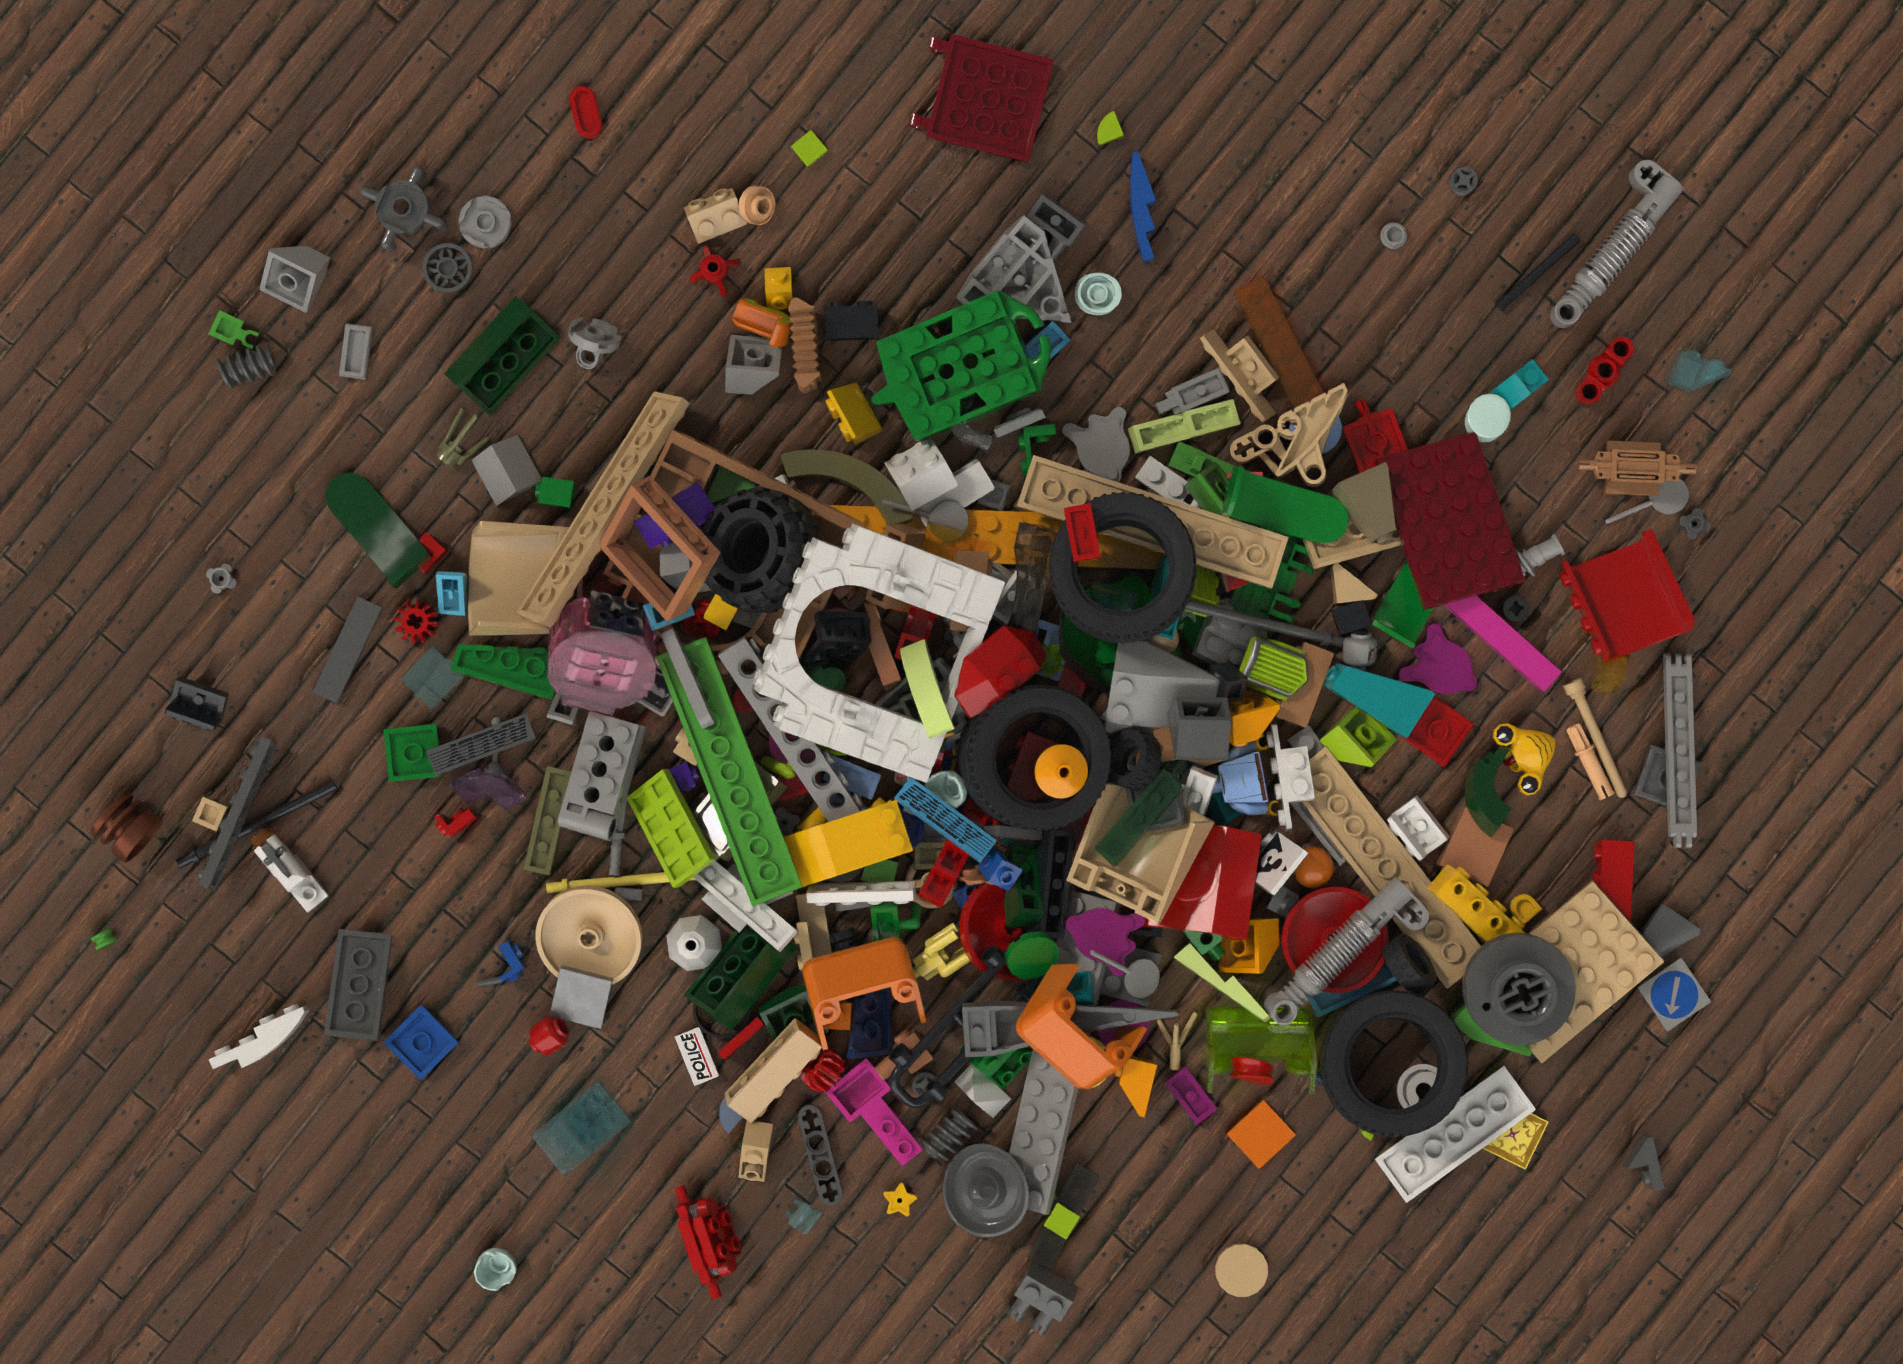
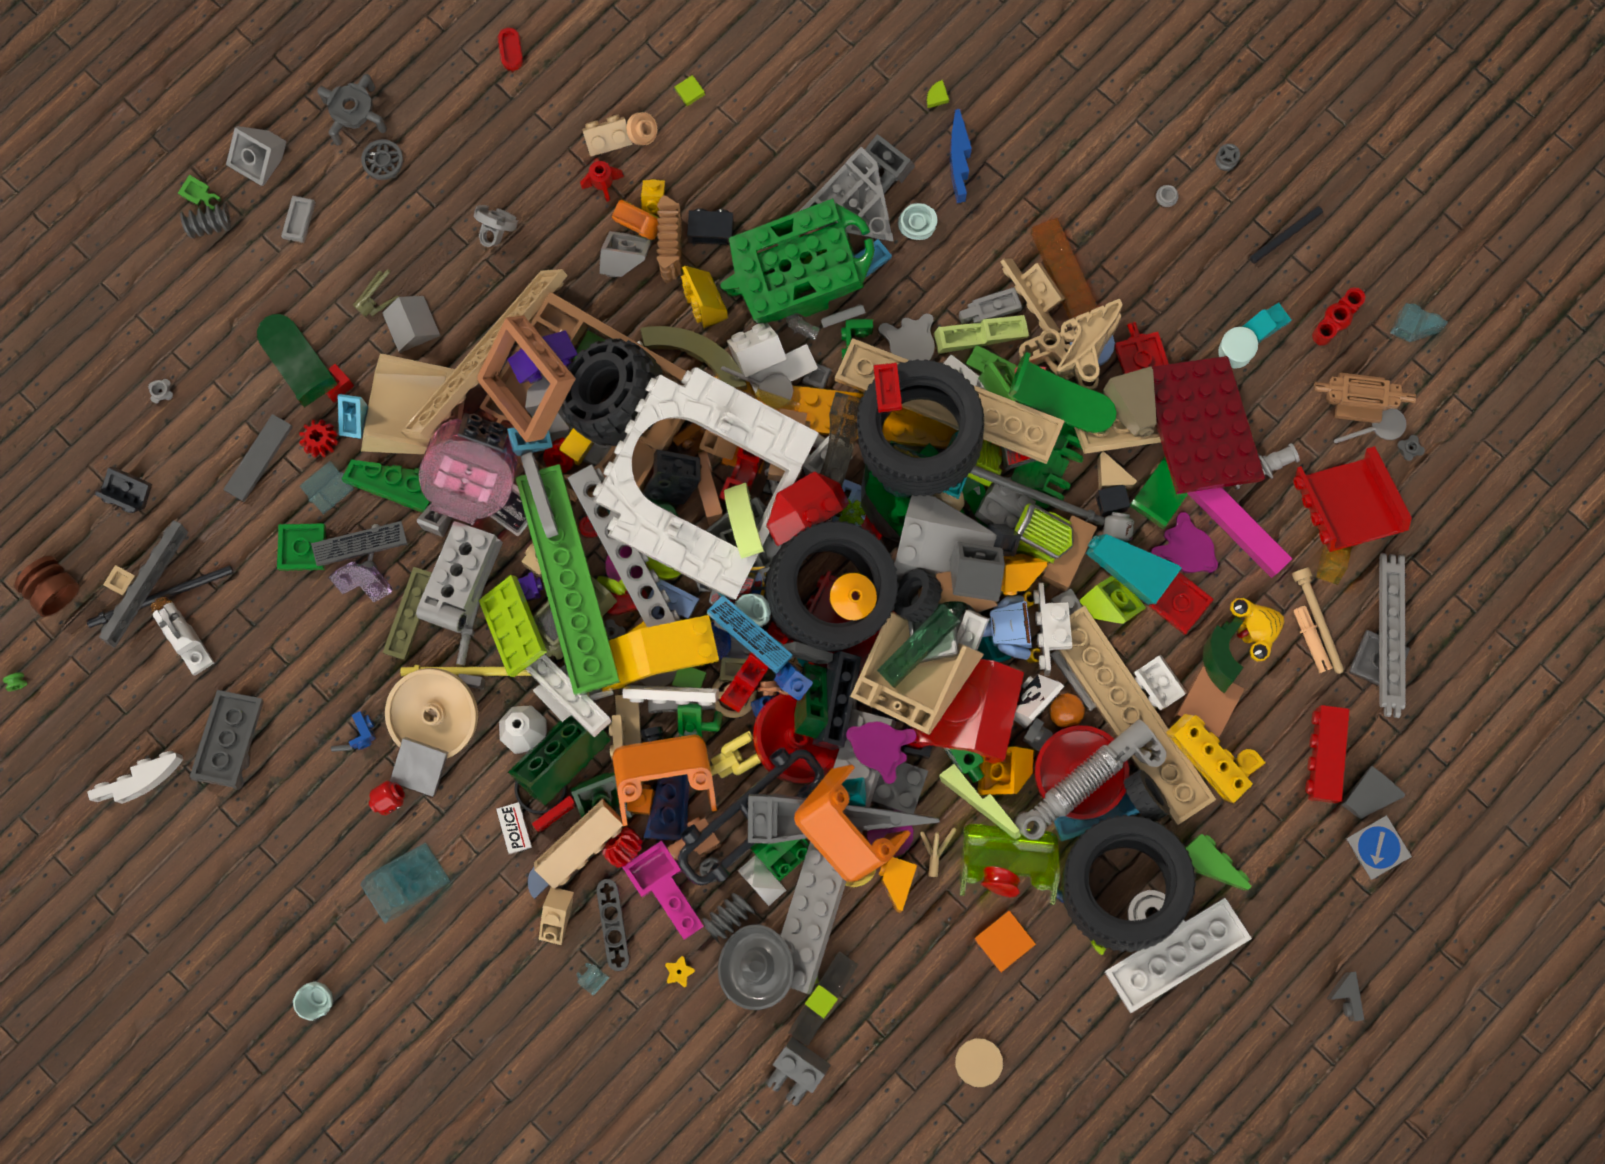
camera: 10 degrees right, 10 degrees down
(421, 1042) = (275, 794): blue plate -> none
(460, 819) = (333, 608): red bracket -> none
(485, 222) = (418, 127): light grey tile -> none
(502, 355) = (418, 230): dark green slope -> none
(556, 492) = (449, 343): green brick -> none
(707, 1238) = (504, 990): red piece -> none
(987, 98) = (838, 62): dark red plate -> none
(1032, 955) = (814, 758): green tile -> none
(1140, 977) = (908, 787): light grey piece -> none
(1190, 1095) = (945, 900): magenta plate -> none
(1494, 978) = (1221, 811): dark grey wheel -> none
(1510, 609) = (1251, 508): pearl dark grey wheel -> none
(1519, 1141) = (1234, 967): tile -> none
(1603, 954) = (1286, 818): tan plate -> none
(1636, 226) = (1355, 220): light grey piece -> none

